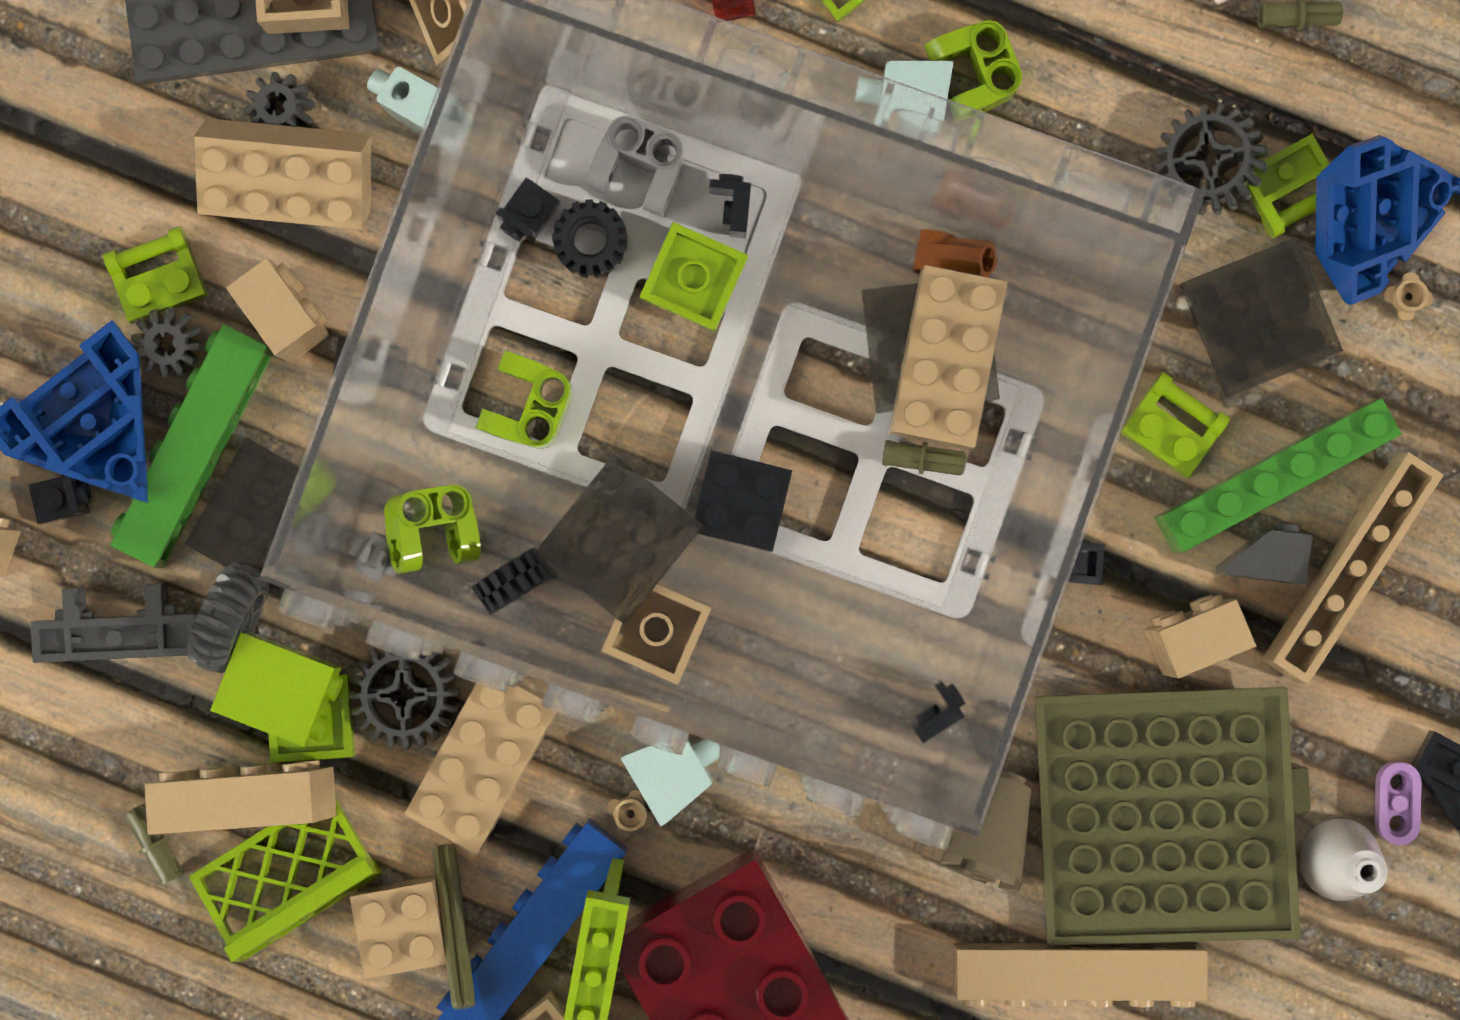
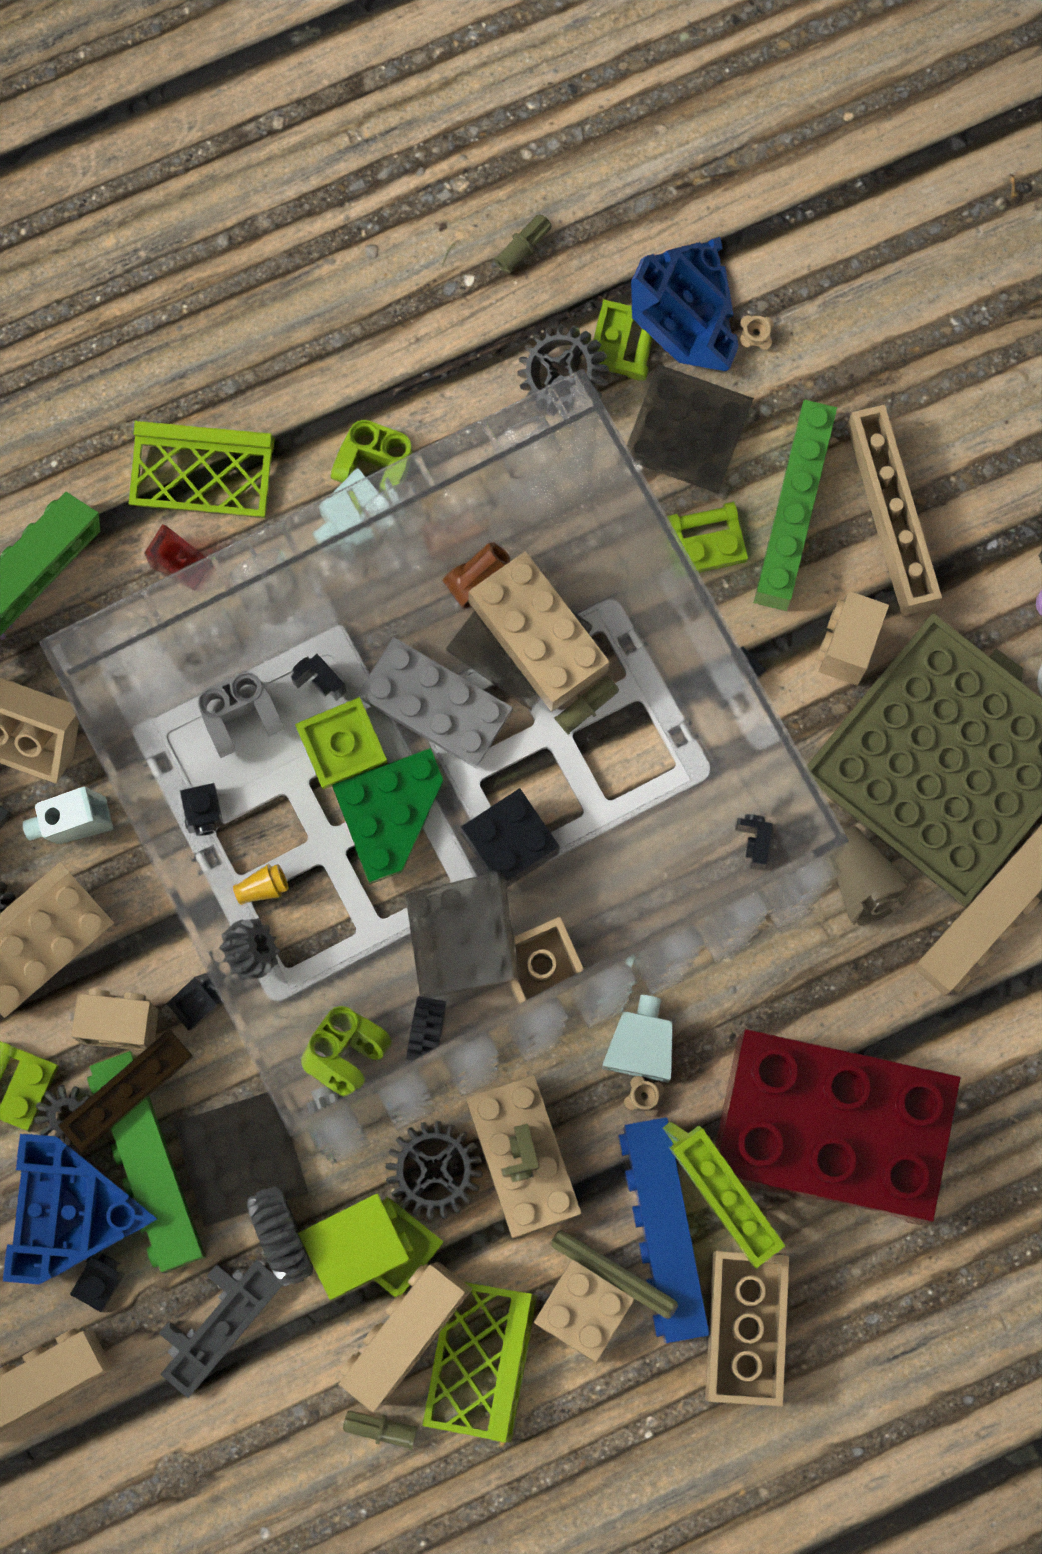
camera: 50 degrees left, 10 degrees down
(229, 375) = (125, 1091): none -> dark brown tile
(441, 367) = (249, 949): none -> dark grey gear
(483, 758) = (521, 1147): none -> olive bracket
(510, 325) = (262, 885): none -> yellow cone
(535, 407) = (332, 913): lime piece -> none
(583, 214) = (256, 764): black tyre -> none
(673, 373) = (388, 811): none -> green plate
(805, 323) = (434, 702): none -> light grey plate
(1272, 556) = (843, 552): dark grey slope -> none

